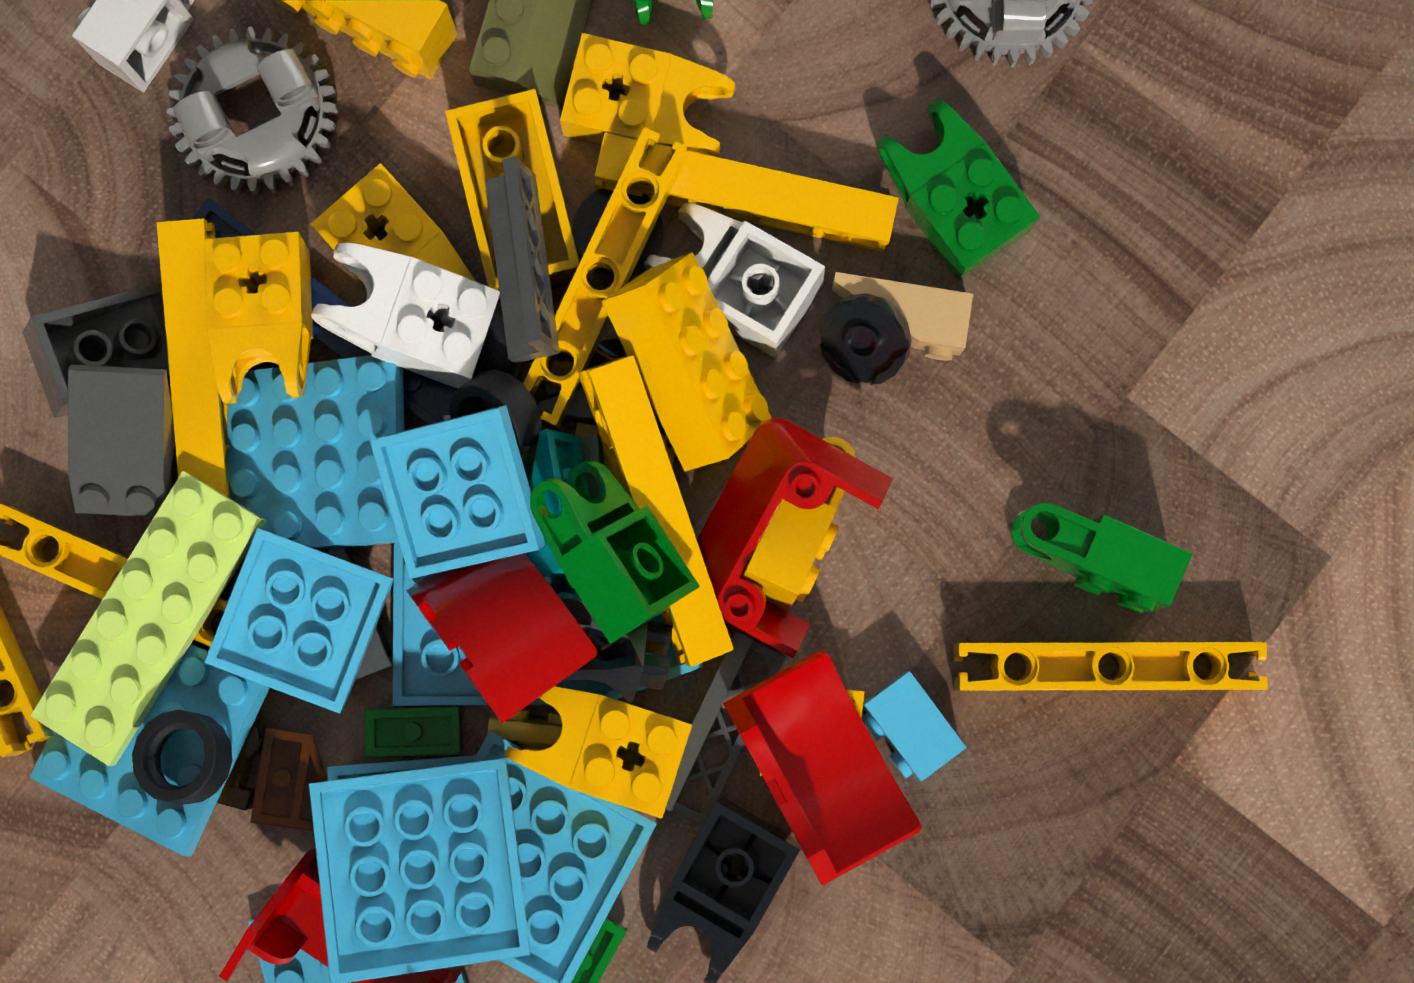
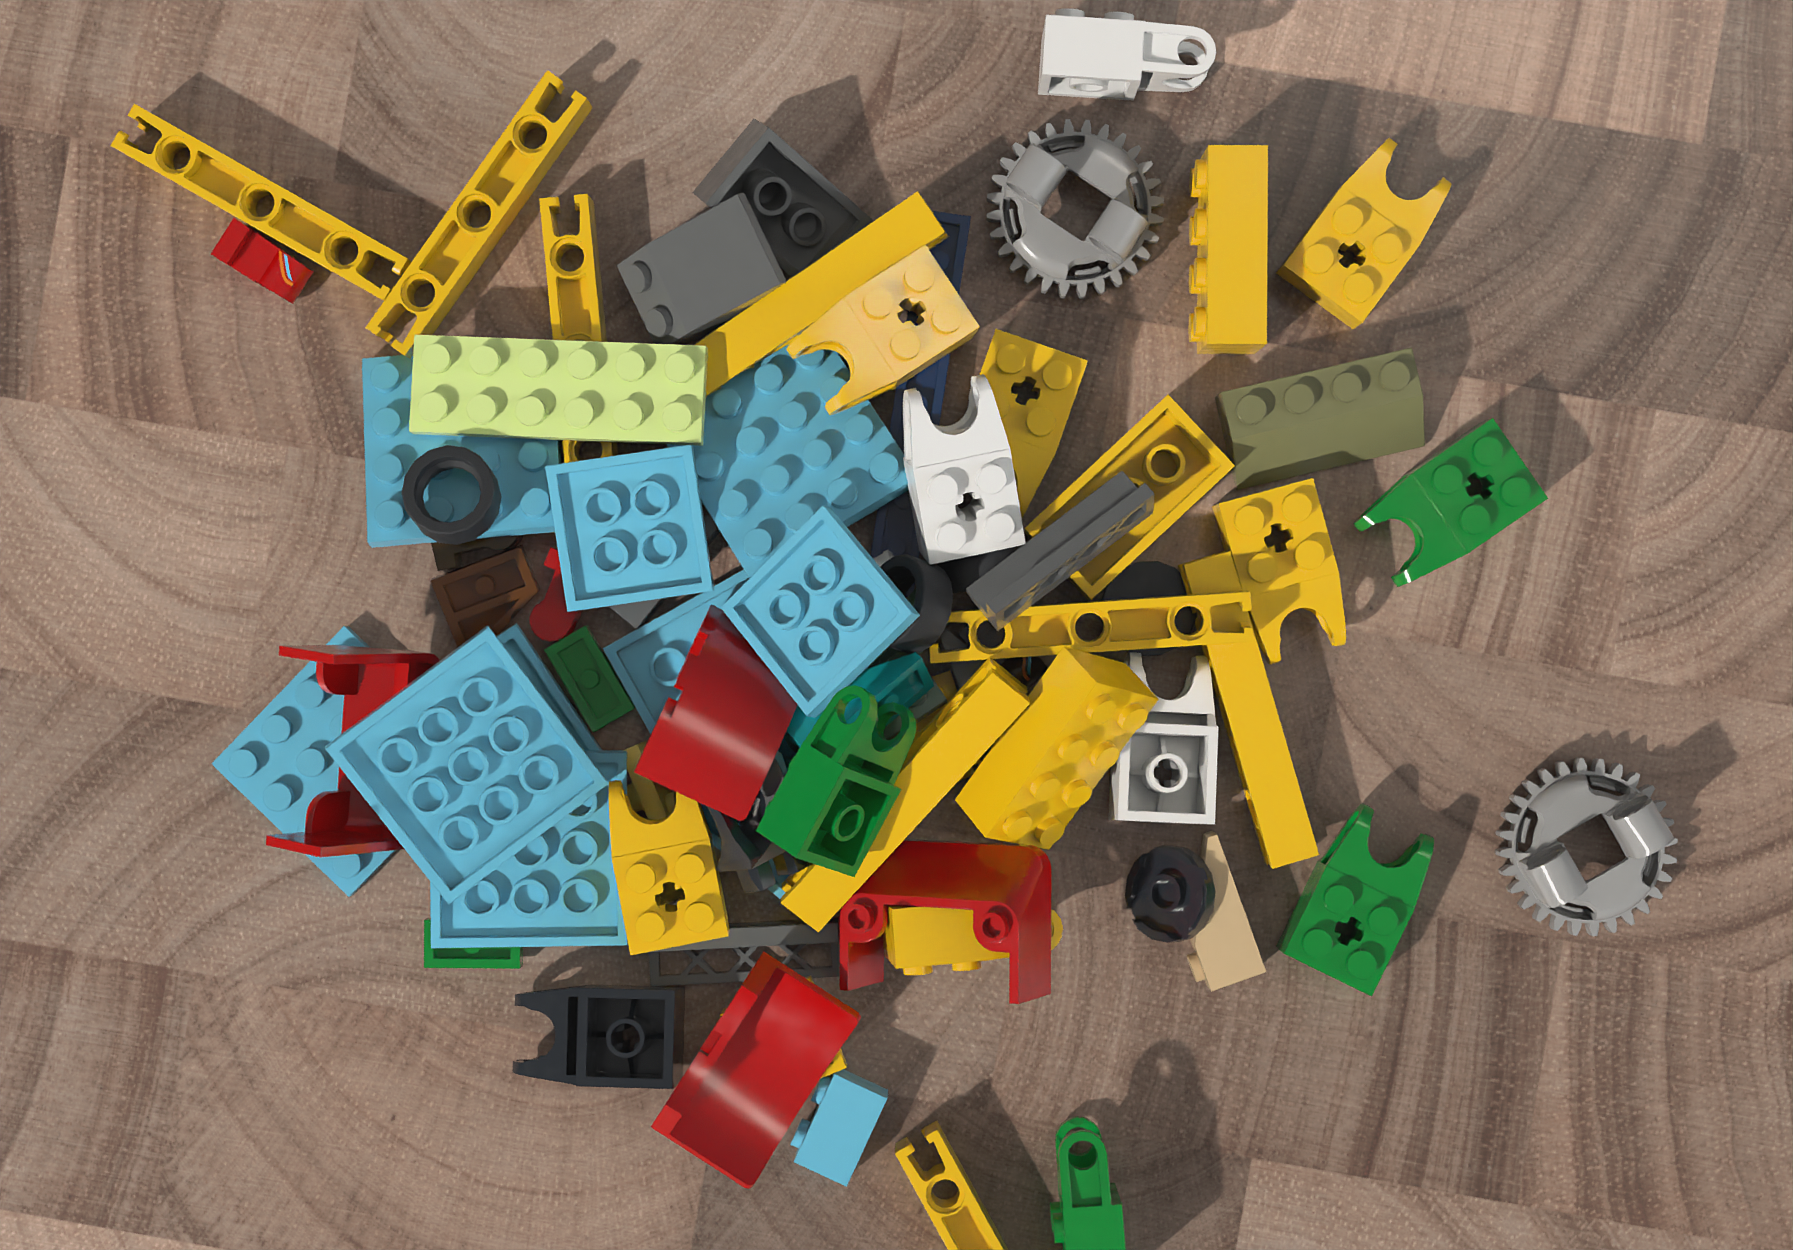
camera: 65 degrees right, 5 degrees up
(341, 733) = (550, 617): none -> red leg

